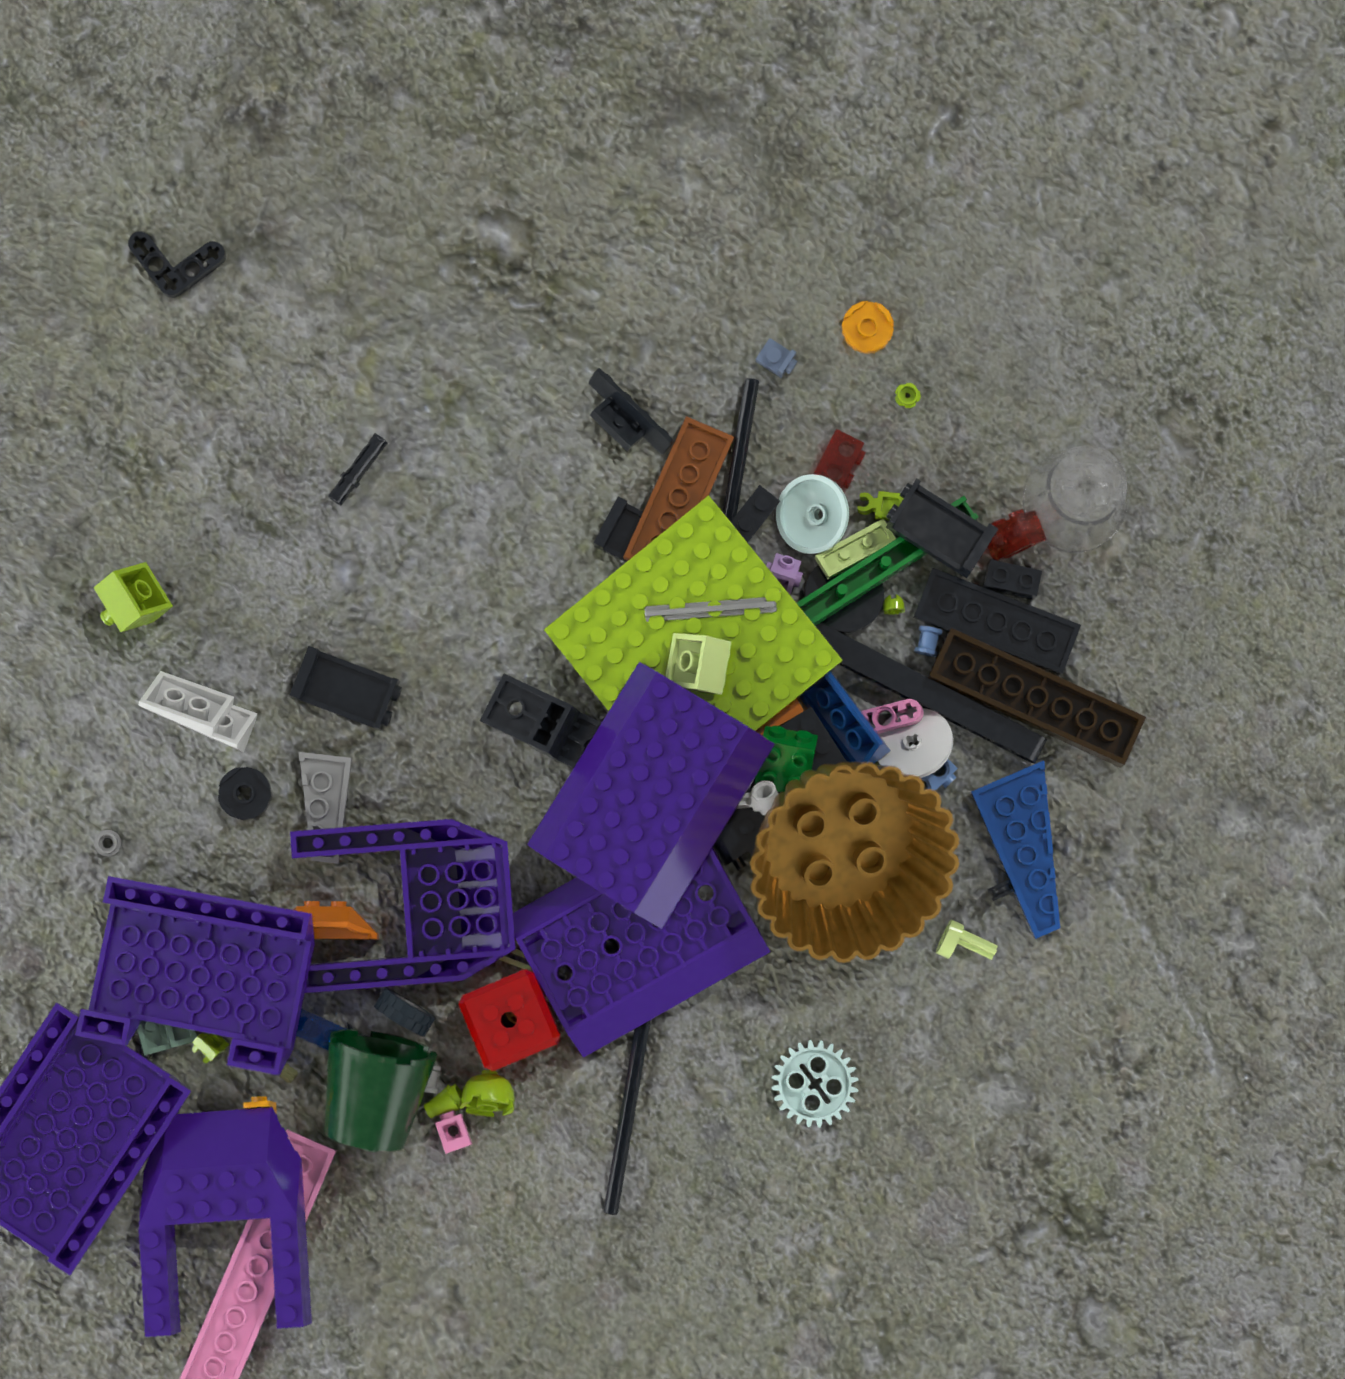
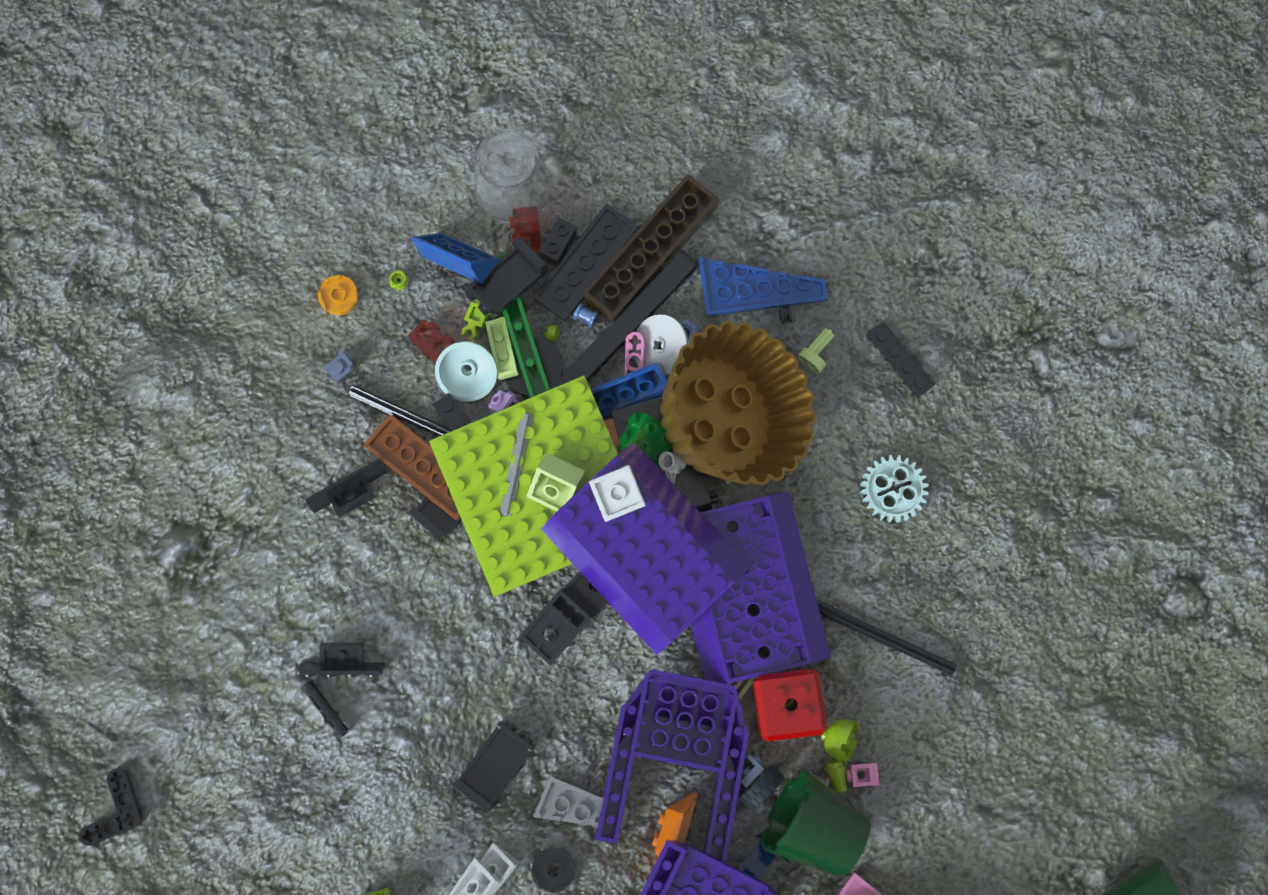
camera: 70 degrees left, 5 degrees down
(417, 995) = (750, 774): none -> sand blue bracket
(419, 470) = (341, 660): none -> black bracket
(700, 740) = (617, 493): none -> white plate
(956, 458) = (456, 256): none -> blue slope
(984, 1051) = (900, 359): none -> black plate

